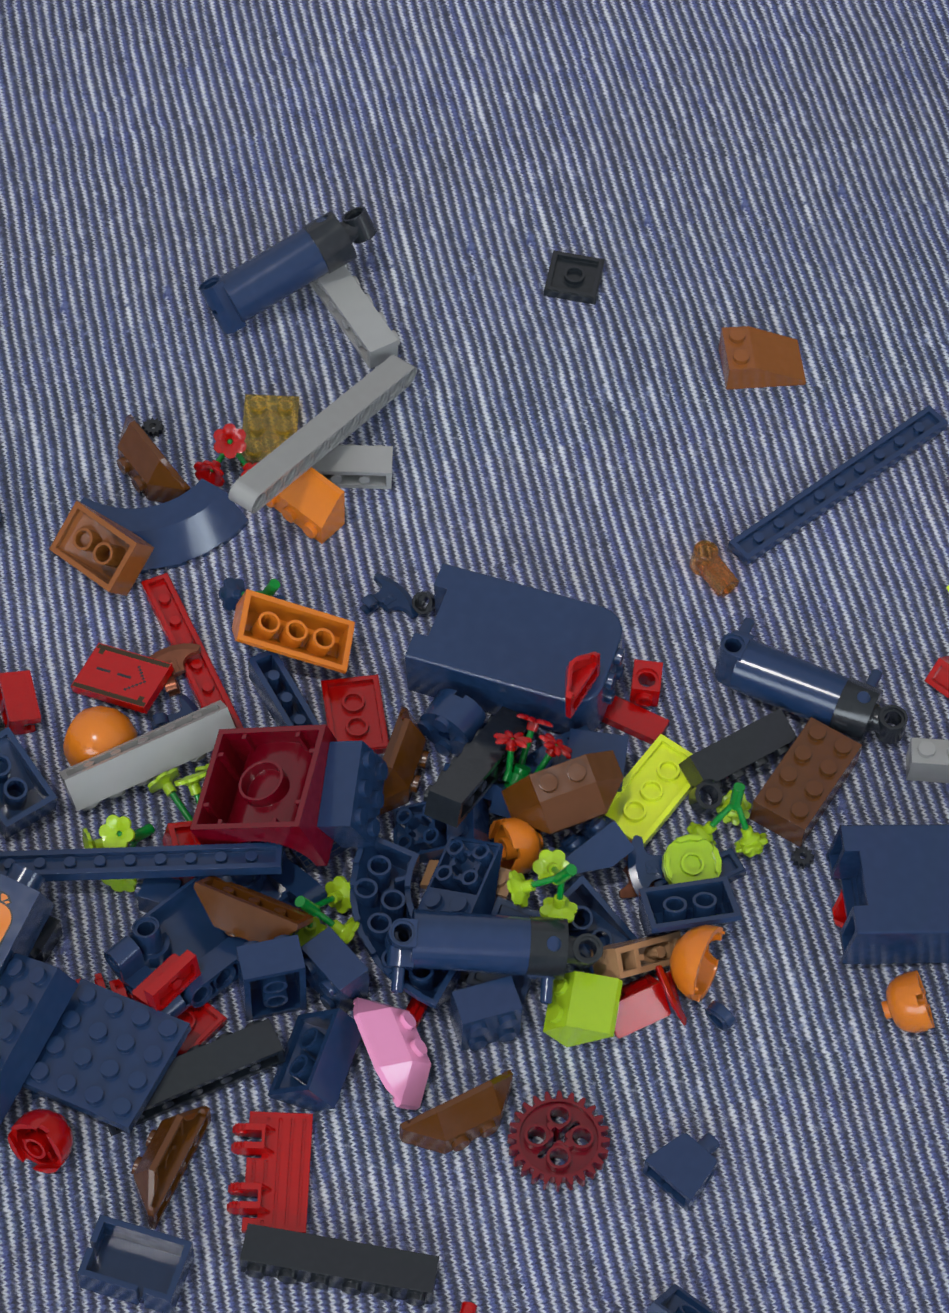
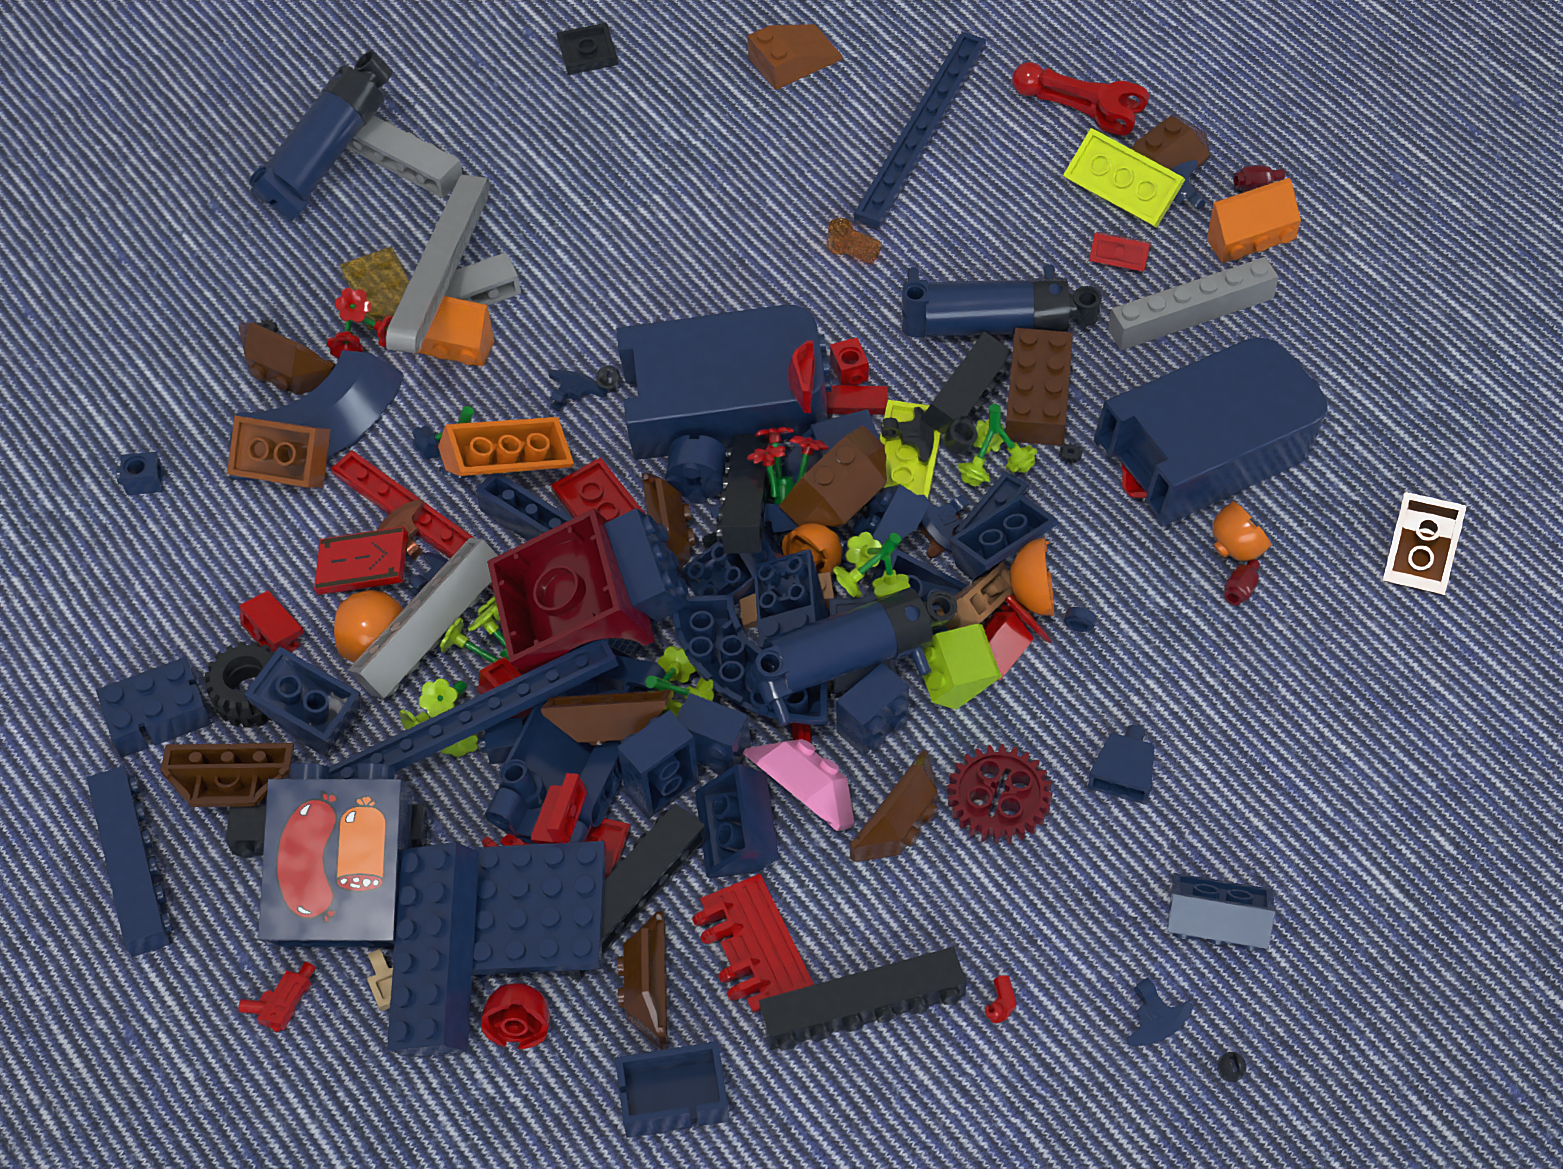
camera: 20 degrees left, 0 degrees up
(665, 776) = (913, 433): none -> black piece
(690, 859) = (978, 495): lime tile -> none
(889, 1049) = (1242, 583): none -> dark red plant

